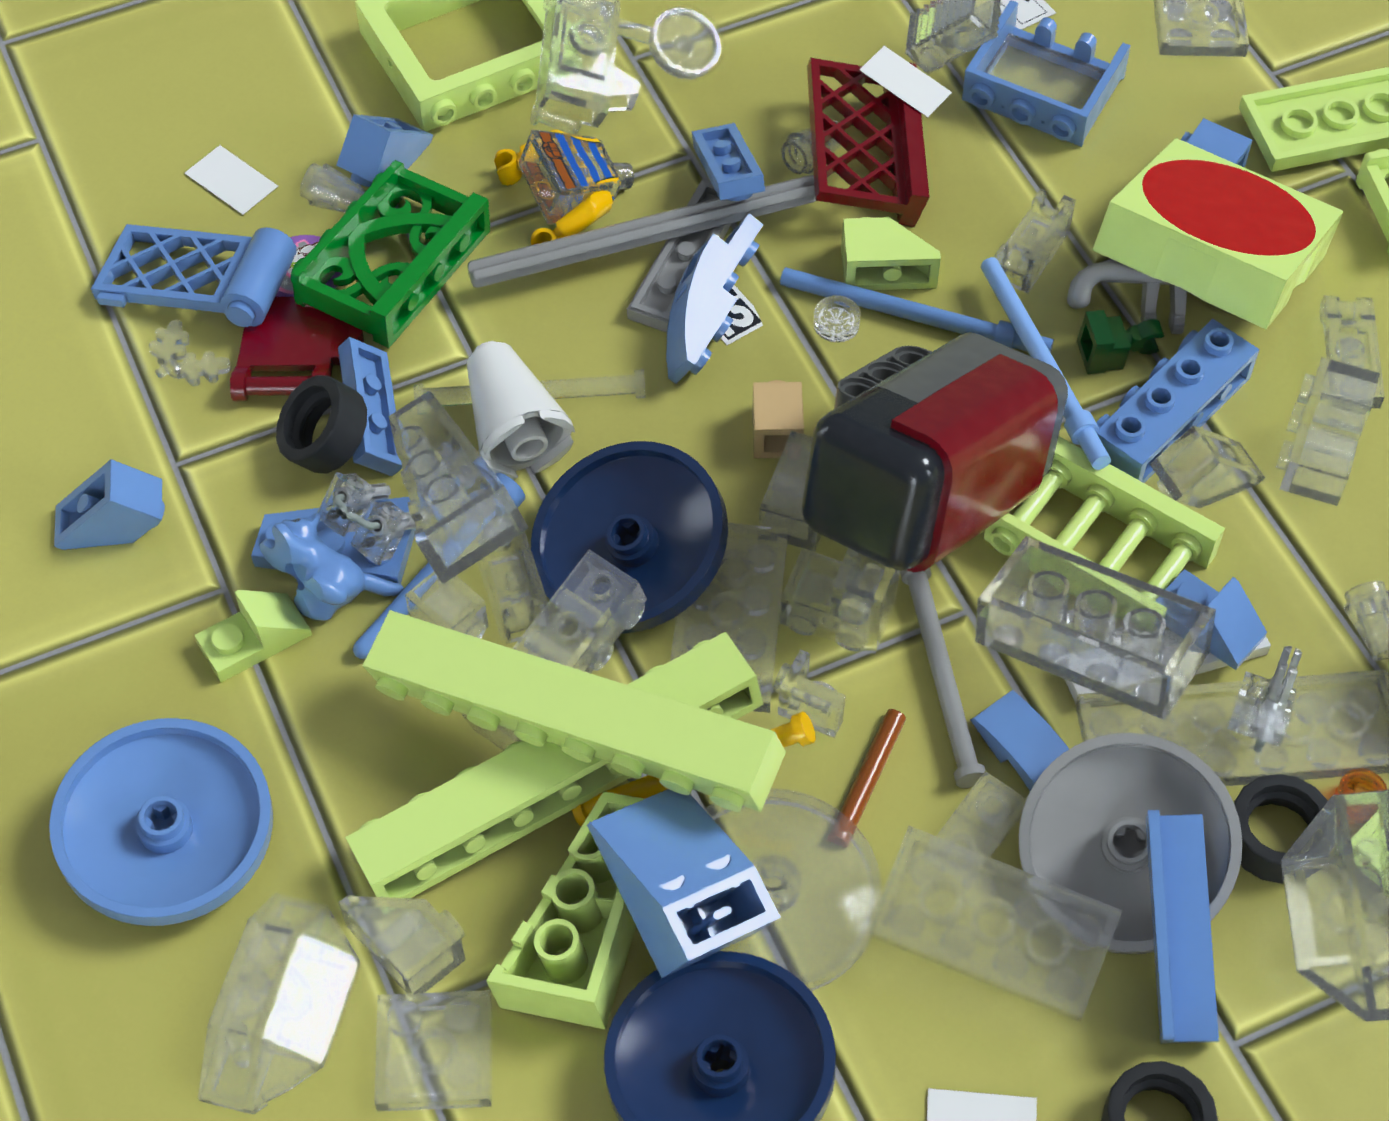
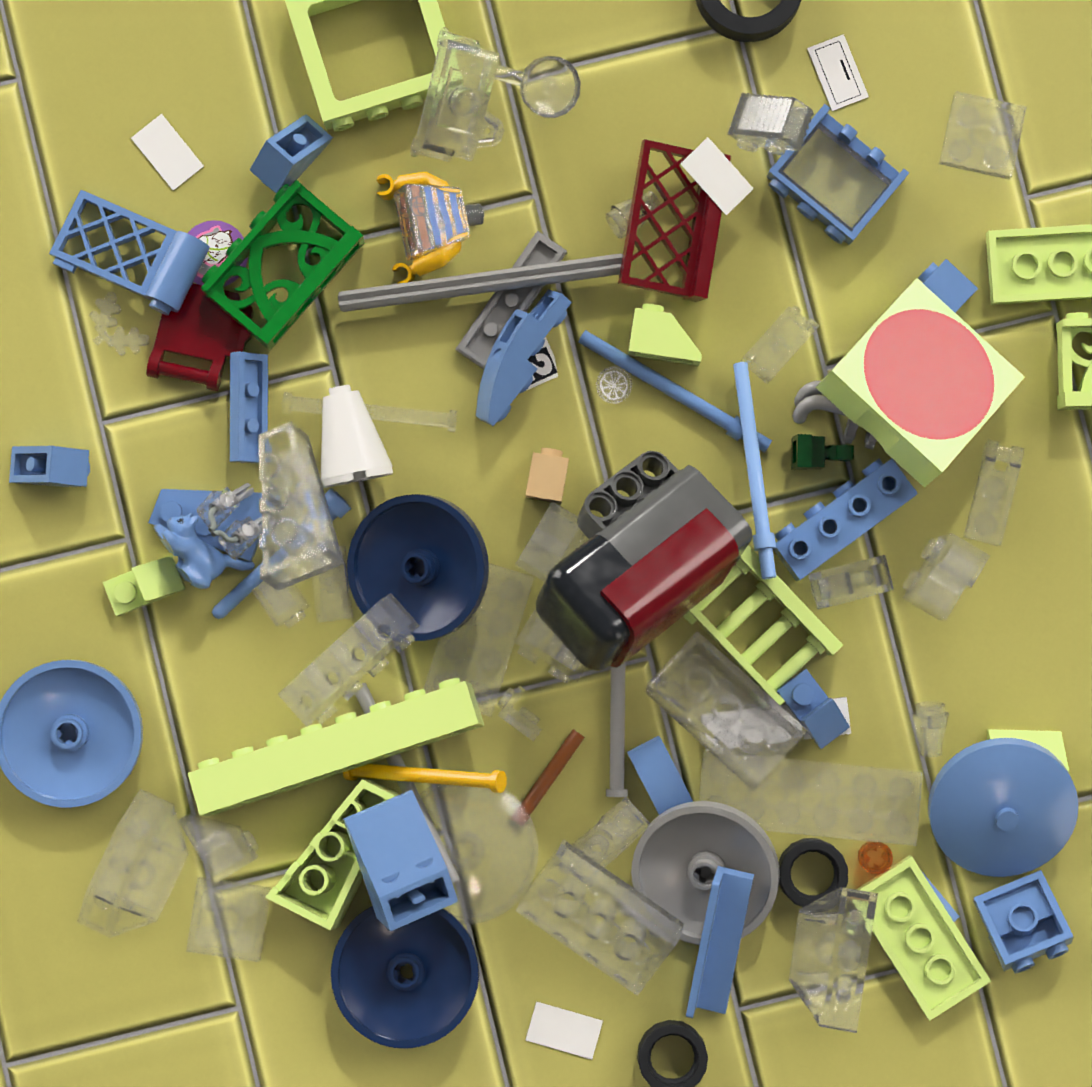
camera: 10 degrees right, 30 degrees up
(329, 188) = (246, 189): clear cone -> none
(339, 437) = (190, 427): black tyre -> none
(576, 711) = (347, 730): yellowish green brick -> none
(728, 162) = (557, 229): medium blue plate -> none
(1265, 705) = (821, 799): clear piece -> none

